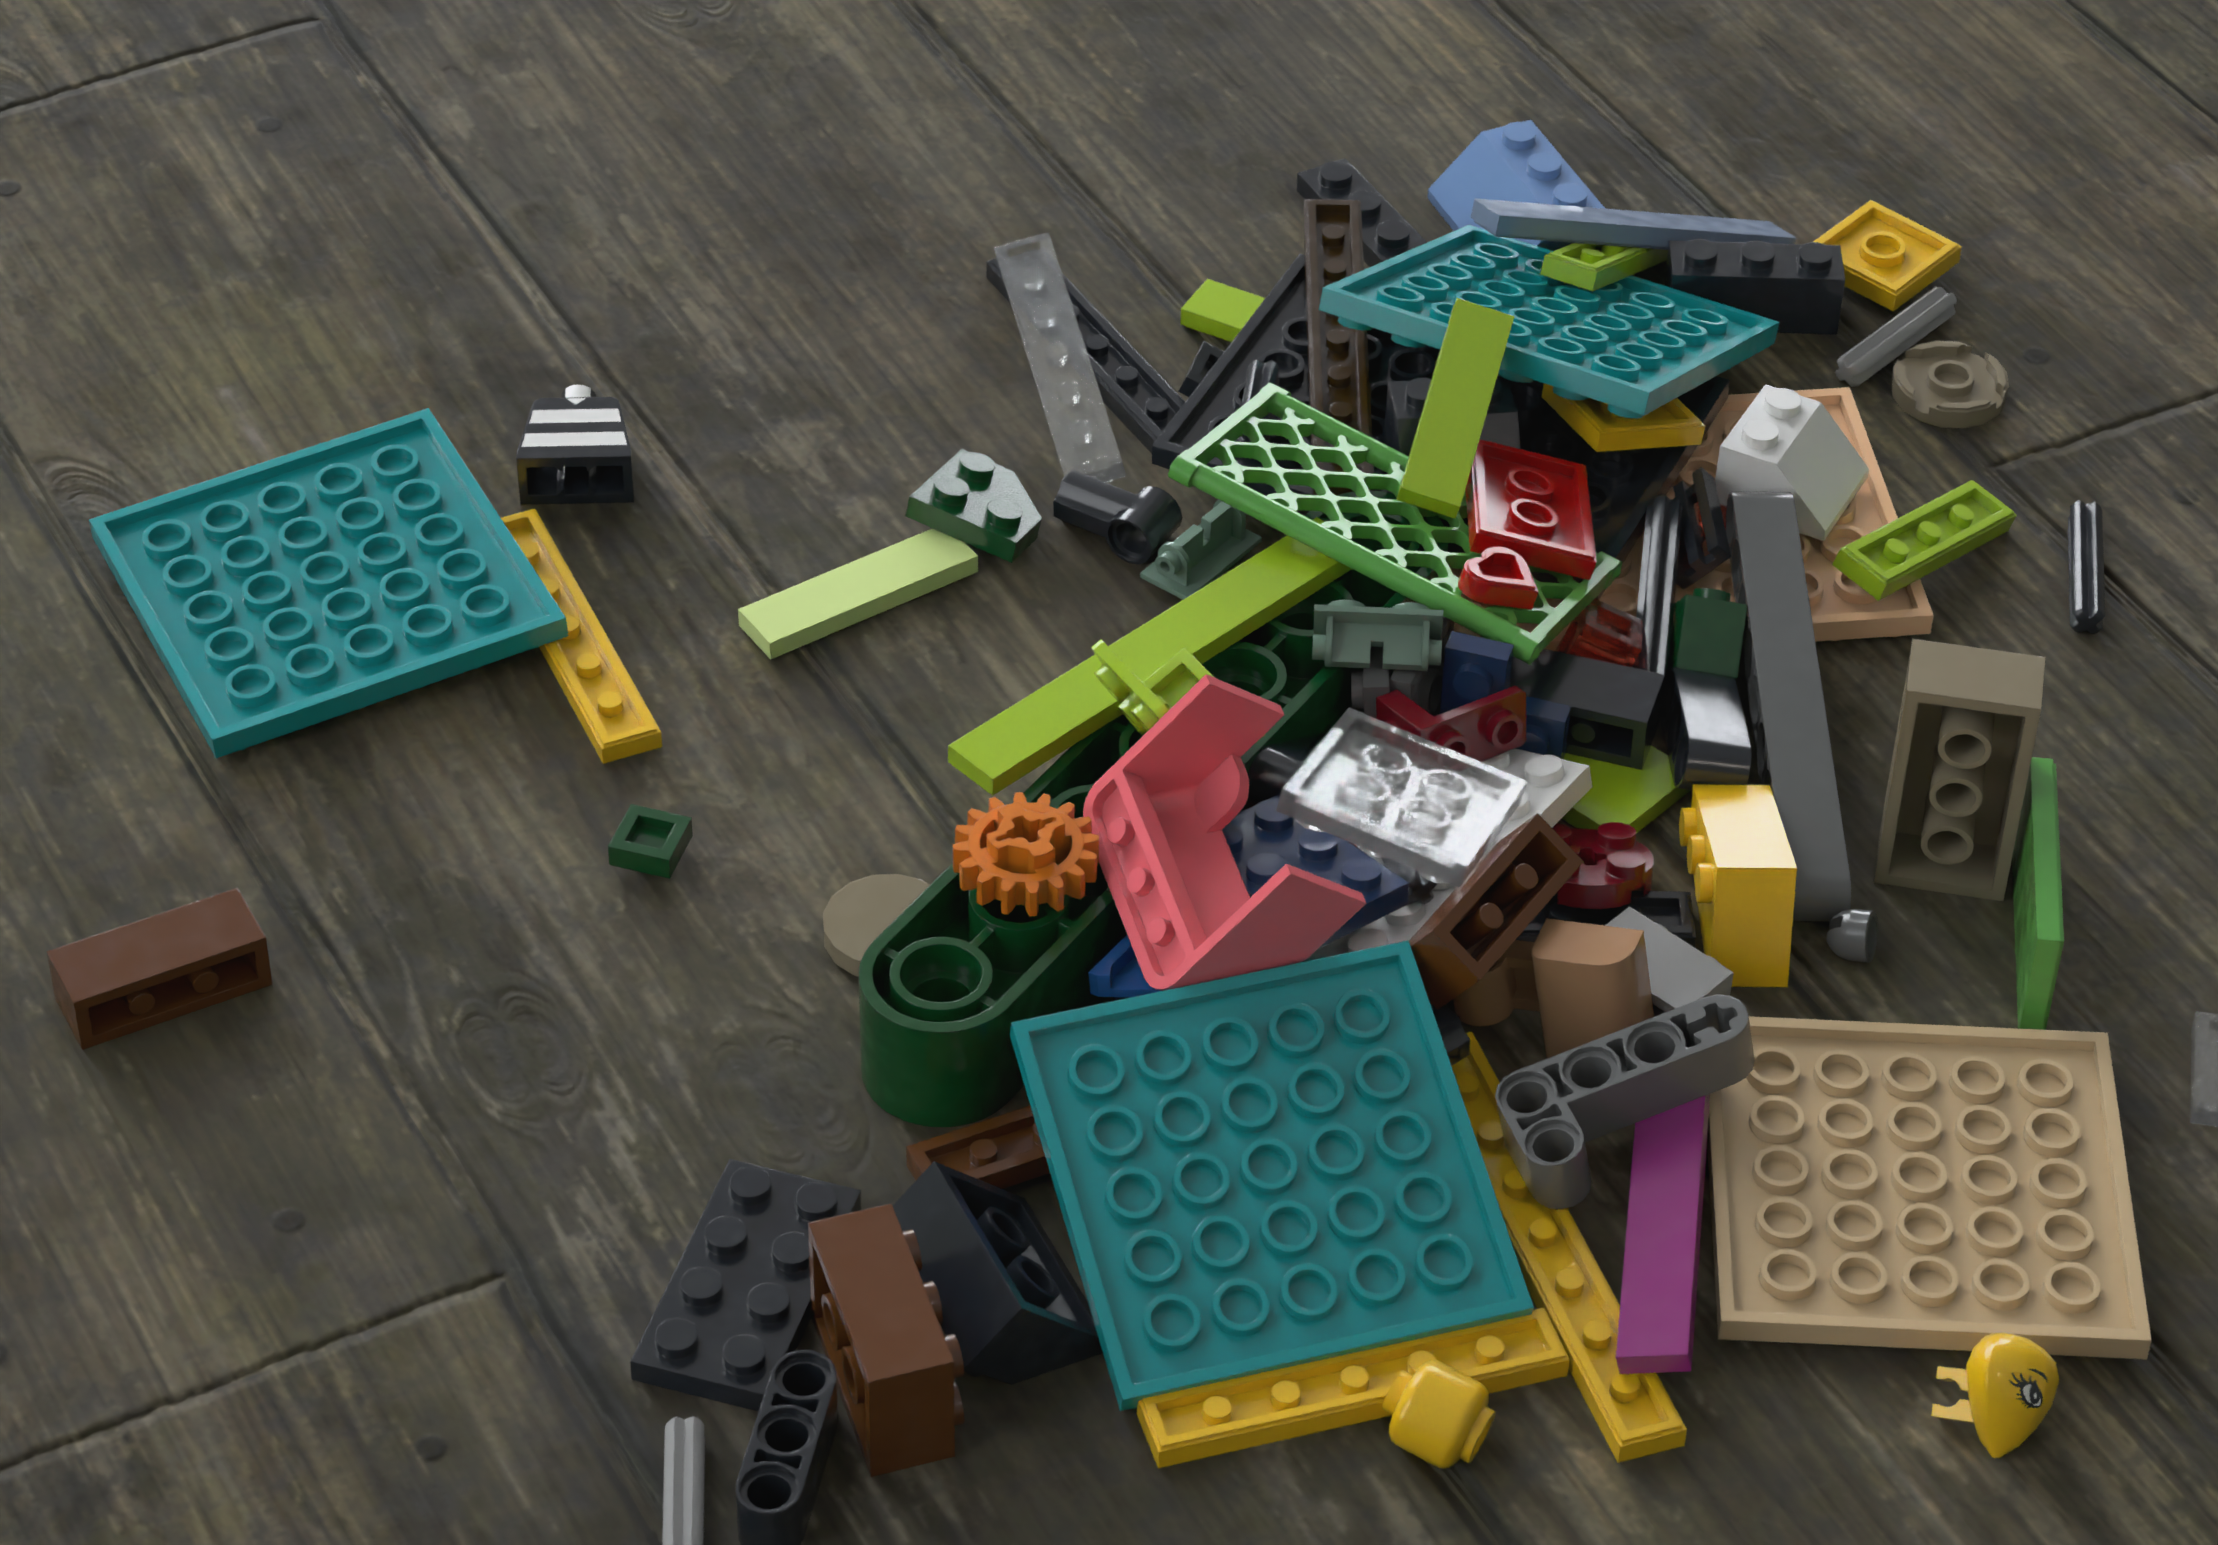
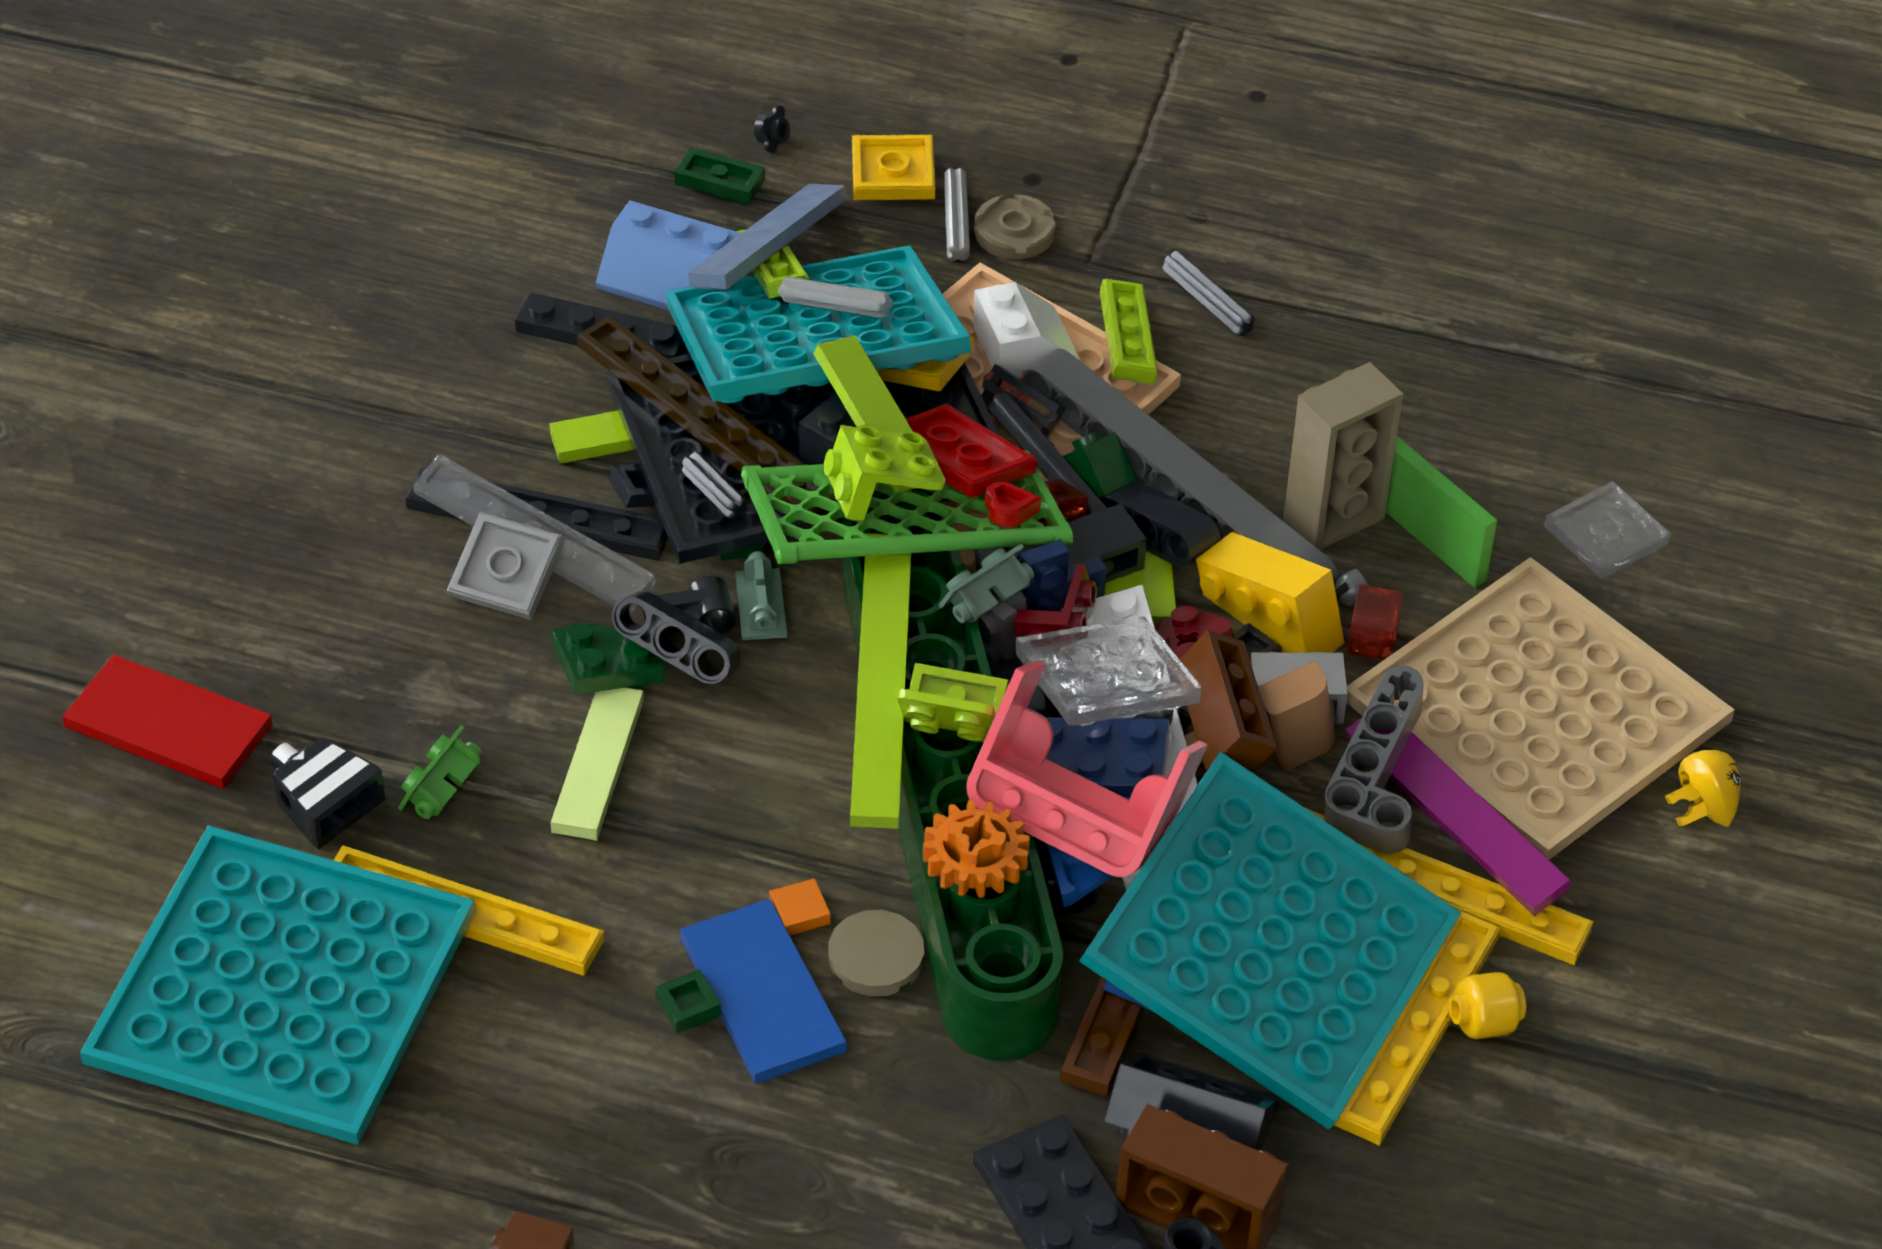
camera: 45 degrees left, 5 degrees up
(532, 317) = (168, 721): none -> red tile
(669, 505) = (449, 759): none -> bright green hinge
(736, 885) = (763, 991): none -> blue tile
(870, 838) = (800, 906): none -> orange tile
(993, 369) = (505, 565): none -> light grey tile
(1056, 521) = (654, 637): none -> black beam
(1392, 444) = (874, 456): none -> lime bracket
(1588, 298) = (836, 297): none -> light grey axle
(1681, 163) = (719, 175): none -> dark green plate
(1776, 281) = (862, 225): black brick -> none
(1784, 141) = (772, 128): none -> black plate
(1832, 976) = (1375, 622): none -> clear red brick

